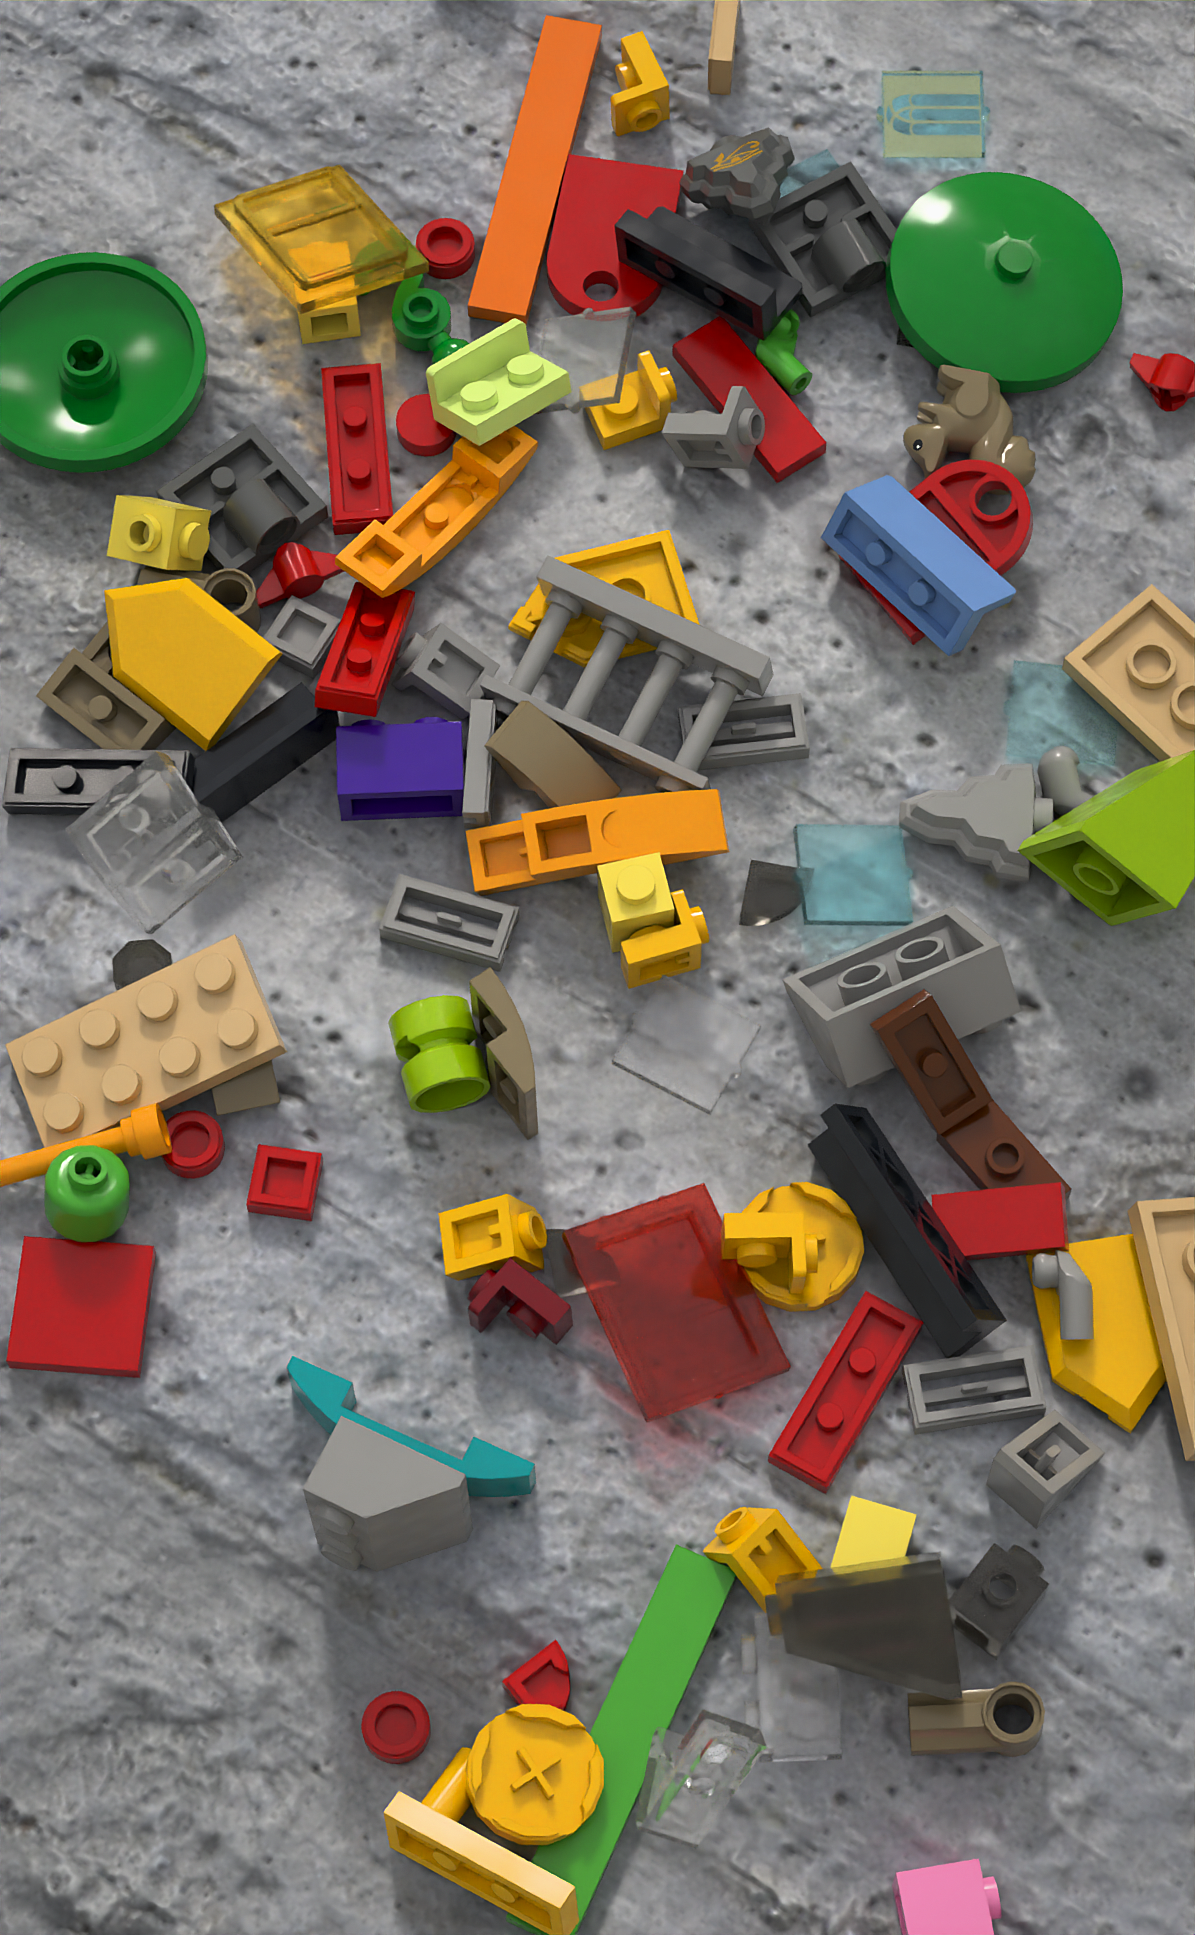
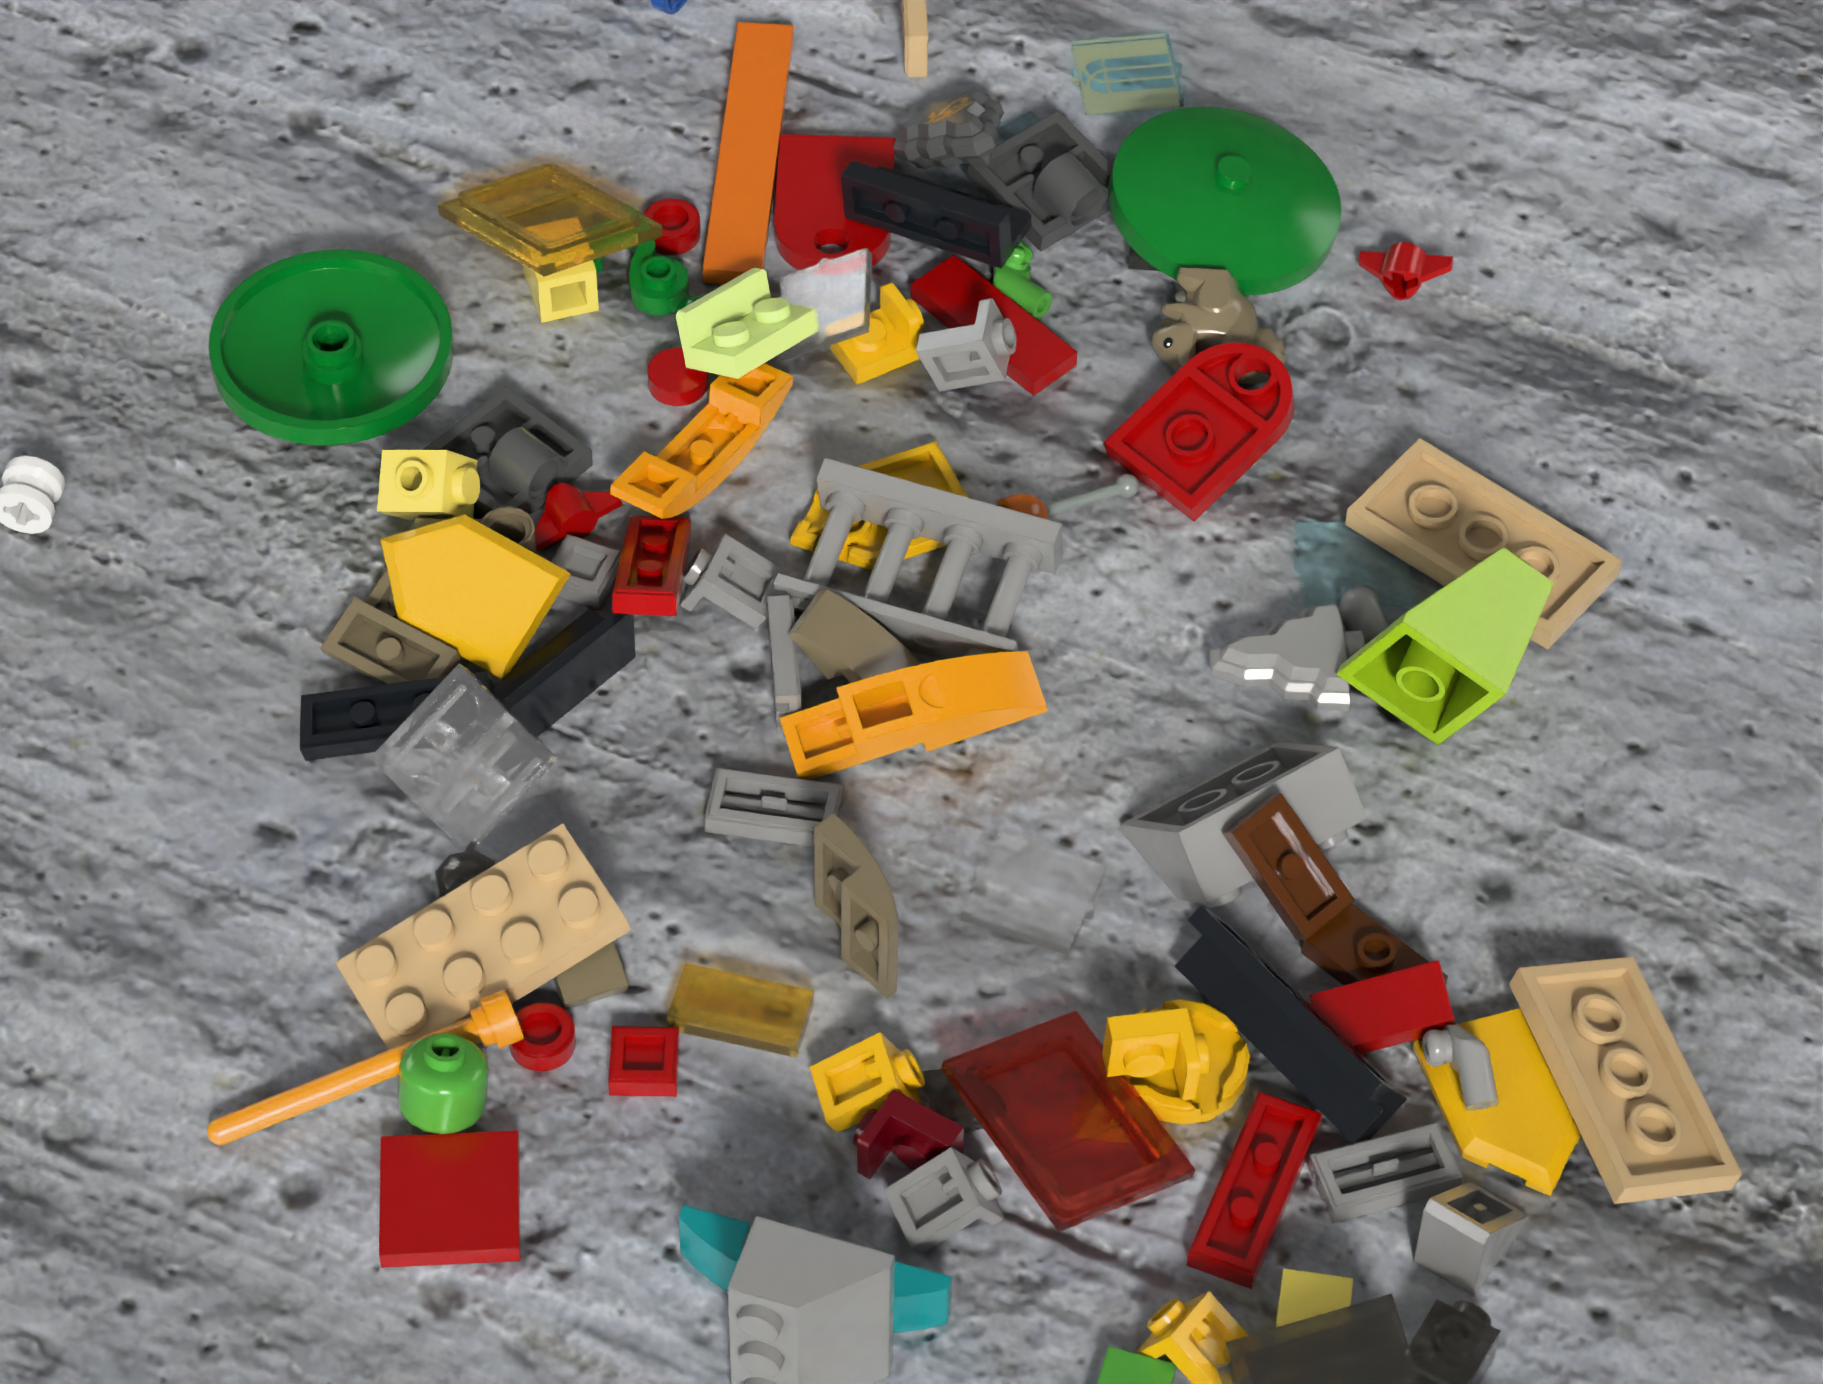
camera: 10 degrees left, 15 degrees down
(356, 447) = (610, 400): red tile -> none
(384, 1139) = (741, 1010): none -> clear yellow tile
(400, 769) = (704, 674): dark purple brick -> none
(440, 1063) = (786, 919): lime wheel -> none
(546, 1370) = (944, 1198): none -> light grey bracket
(633, 897) = (962, 764): light yellow brick -> none
(643, 88) = (842, 72): yellow bracket -> none
(664, 951) = (998, 804): yellow bracket -> none
(748, 624) = (1125, 486): none -> light grey hinge
(754, 751) = (1049, 620): light grey tile -> none
(769, 894) = (1096, 747): clear smoke tile -> none
(852, 875) = (1174, 722): clear light blue piece -> none
(915, 562) = (1185, 437): medium blue panel -> none

